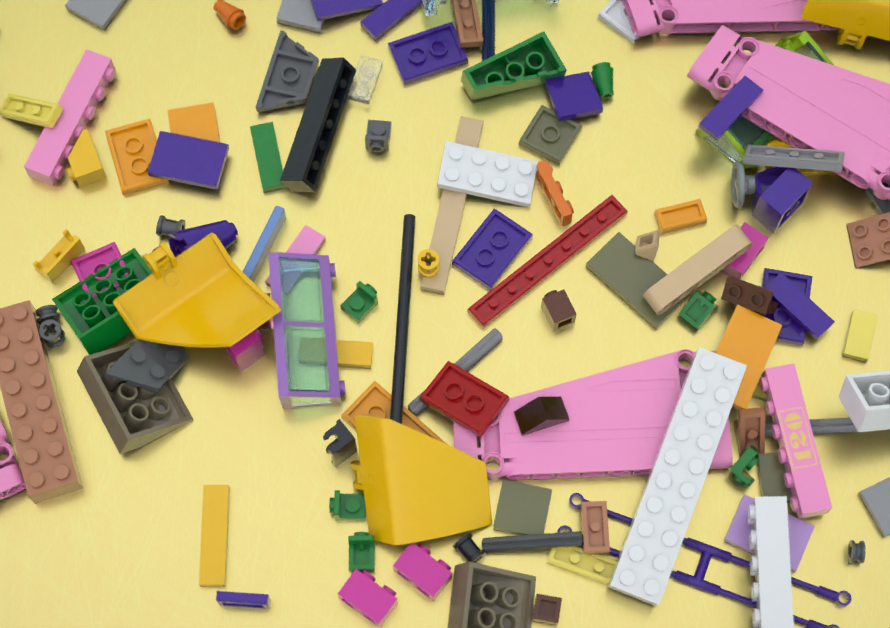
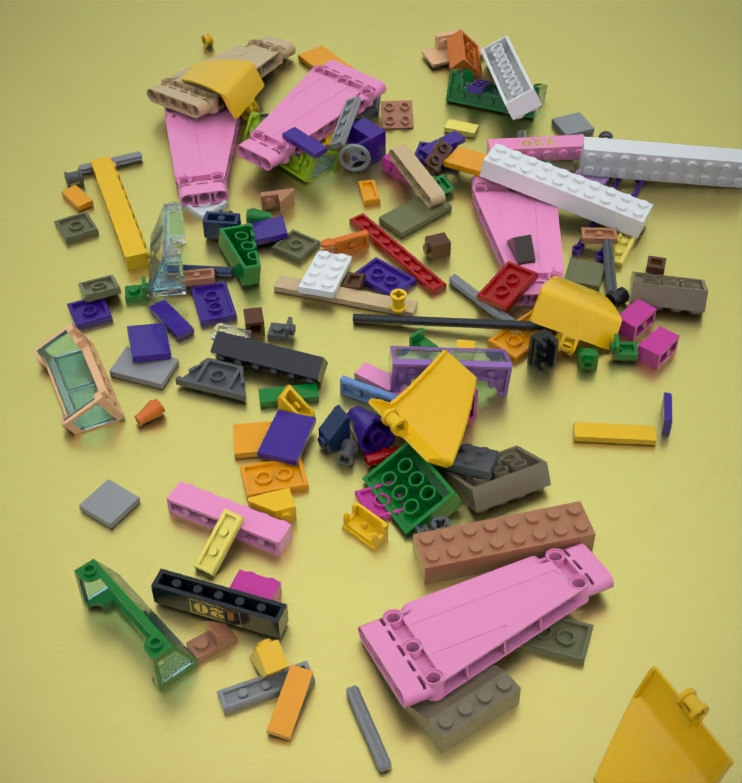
camera: 85 degrees left, 25 degrees down
(194, 209) = (334, 430): none -> dark blue slope
(238, 163) = (292, 402): none -> yellow slope
(388, 101) = (254, 321): none -> reddish brown brick
(474, 210) = (355, 281): none -> reddish brown plate
(571, 37) = (215, 220): none -> dark blue brick
(639, 103) = (279, 199): none -> nougat slope
(647, 245) = (392, 201): tan slope -> none

